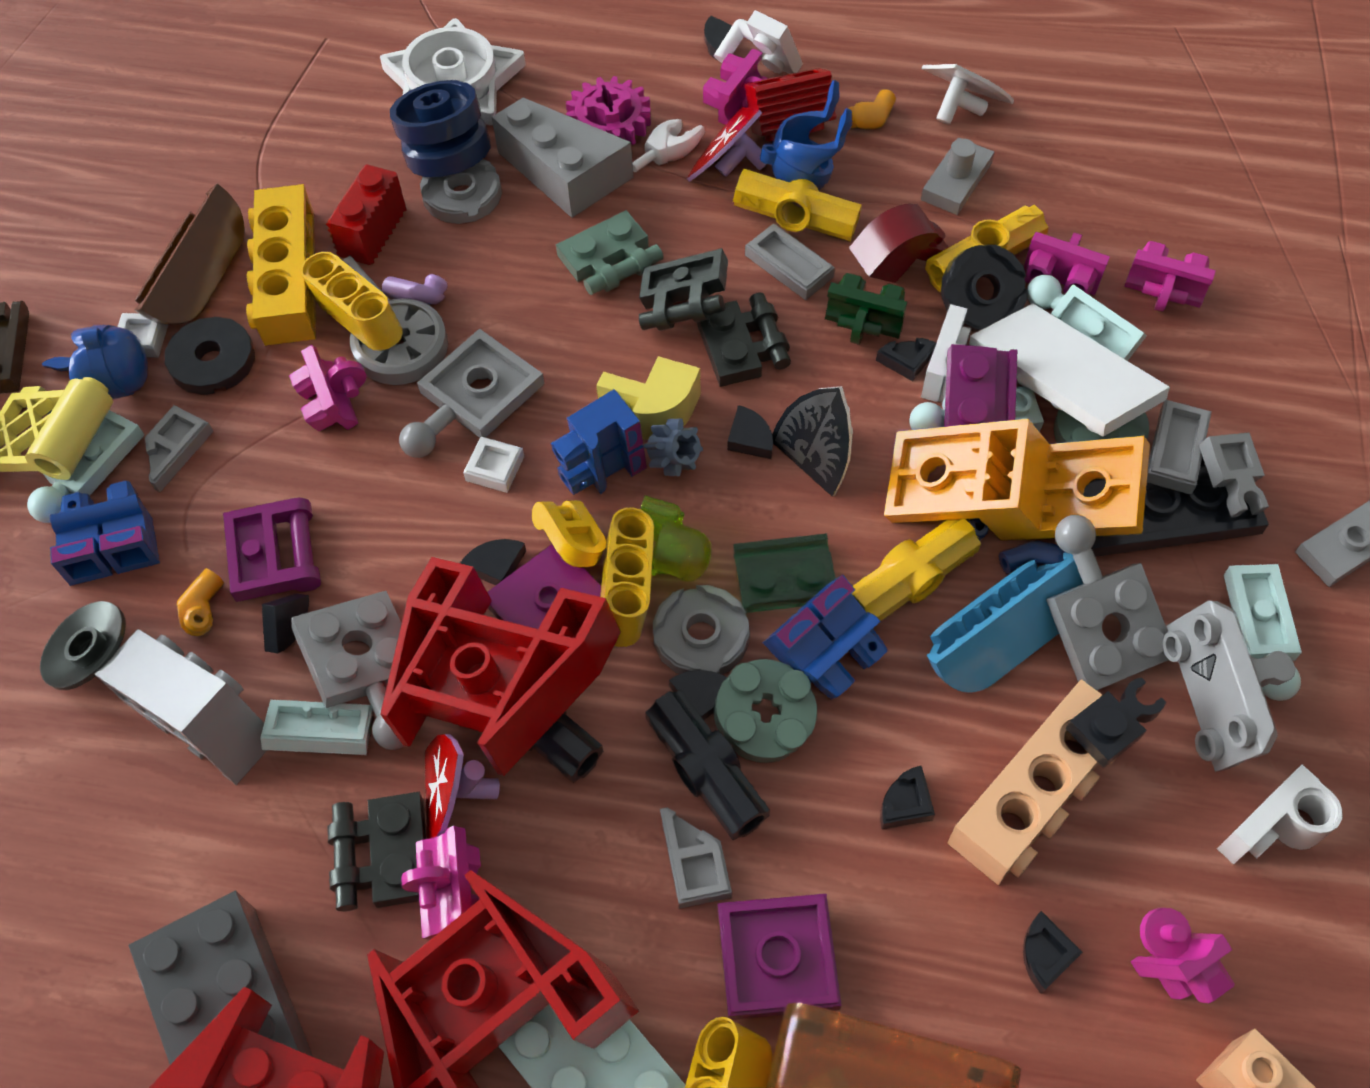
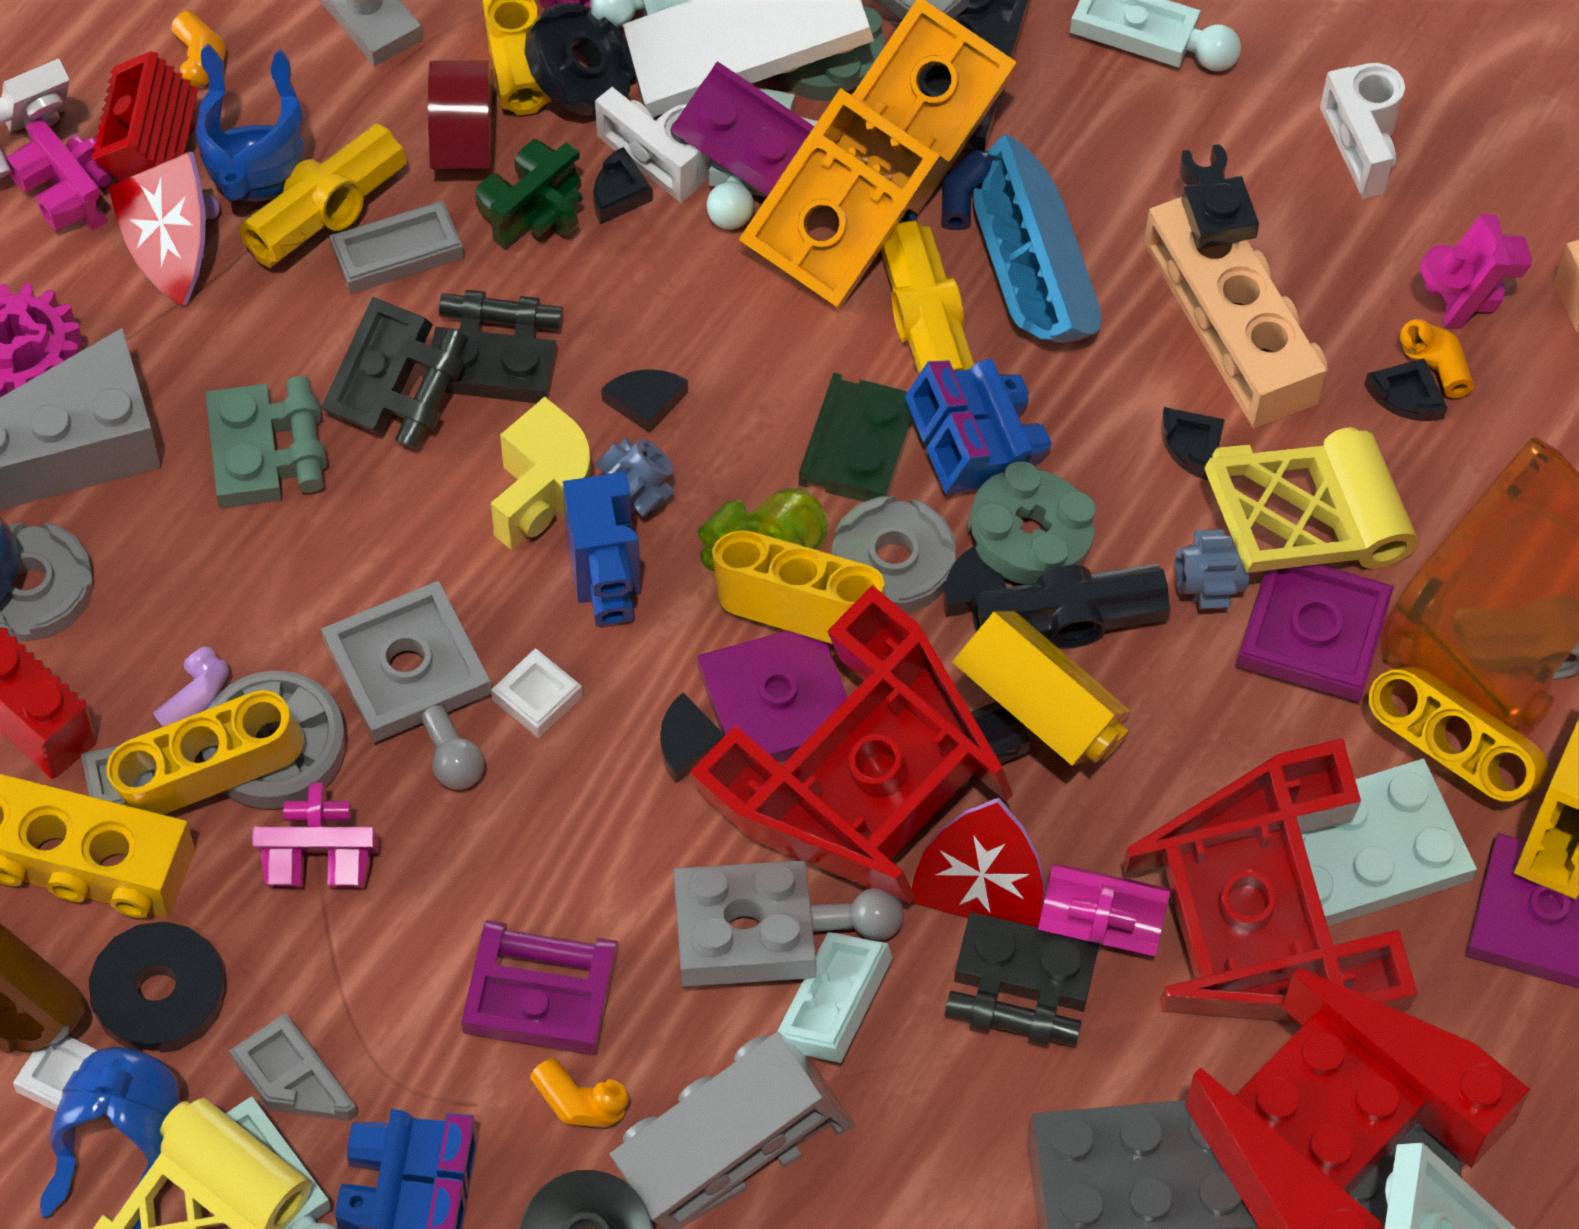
camera: 70 degrees left, 0 degrees up
(278, 620) = (660, 1000): black tile -> none
(571, 531) = (701, 627): yellow plate -> none
(599, 761) = (1044, 688): none -> yellow brick
(666, 146) = (107, 307): white hand -> none
(695, 862) = (1172, 668): light grey tile -> none
(784, 852) = (1210, 569): none -> sand blue gear
(818, 436) = (708, 317): shield -> none
(914, 941) = (1355, 502): none -> light yellow piece
(1083, 608) = (1065, 167): light grey plate -> none
(1098, 964) = (1441, 352): none -> light orange arm
(1225, 684) = (1218, 87): light grey shield -> none

